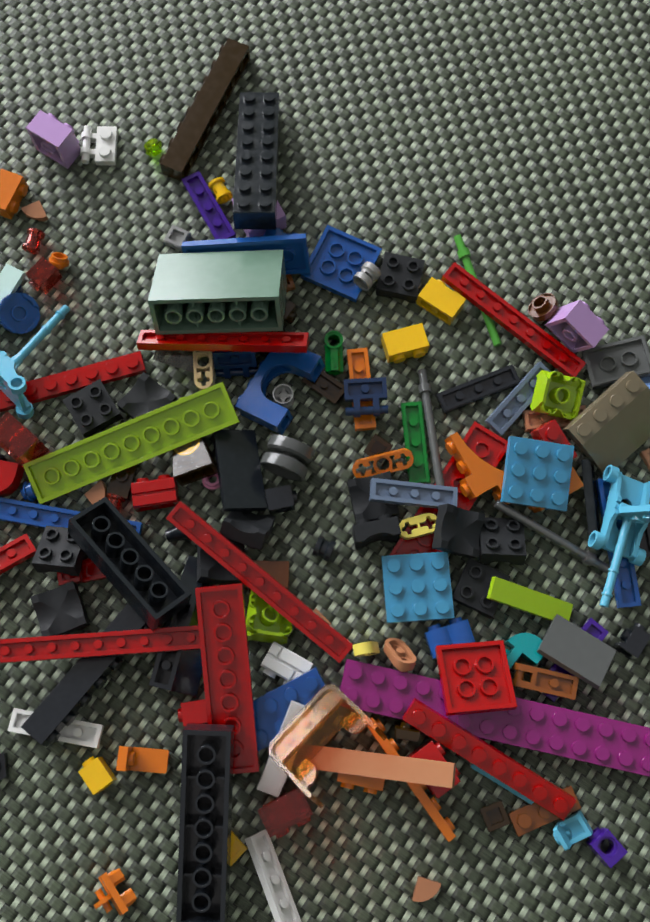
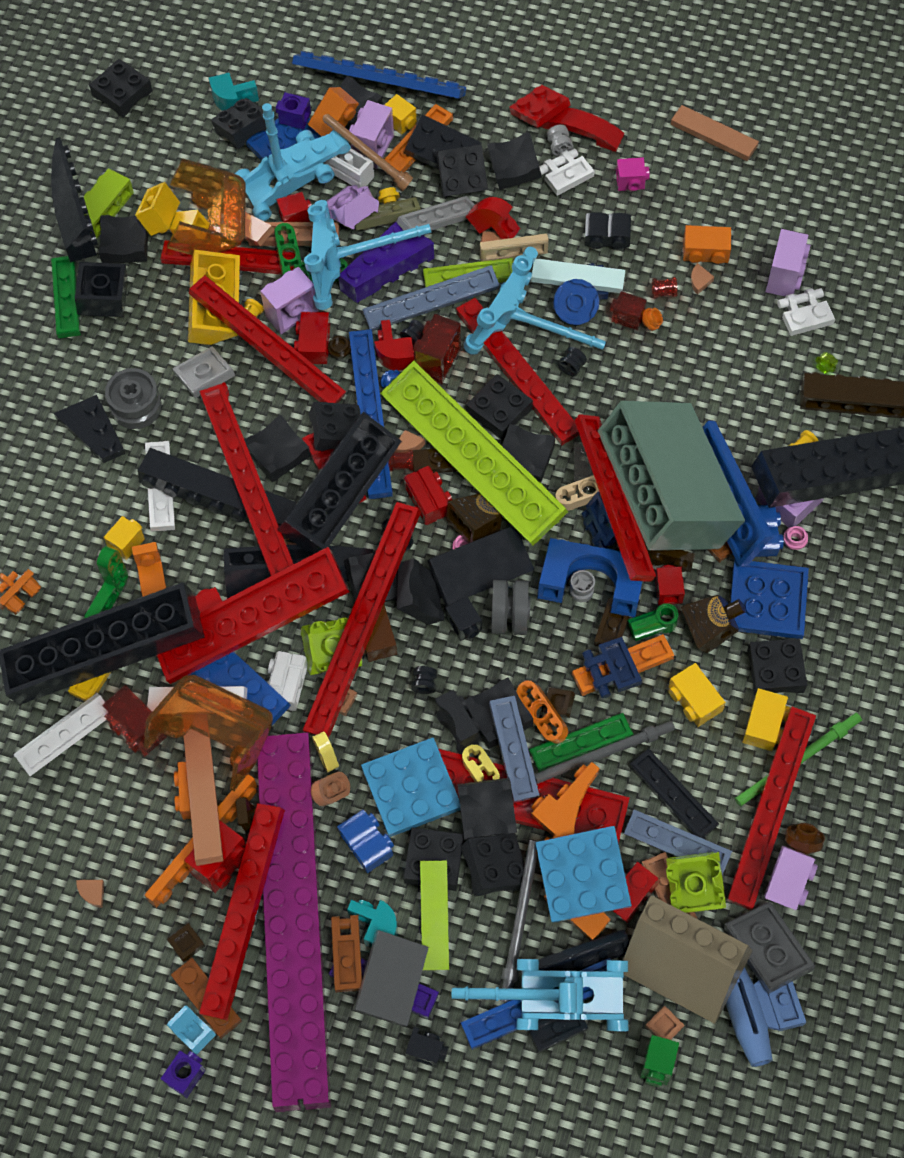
camera: 75 degrees right, 10 degrees down
(73, 336) = (572, 361): none -> black wheel
(135, 795) = (115, 578): none -> green beam
(175, 237) = (729, 422): light grey tile -> none
(208, 206) = (781, 435): dark purple plate -> none
(296, 220) = (795, 531): none -> bright pink plate
(306, 324) = (669, 585): none -> red brick
(349, 308) = (712, 621): none -> dark brown torso
(368, 274) = (764, 626): light grey wheel -> none
(475, 677) = (325, 868): red plate -> none

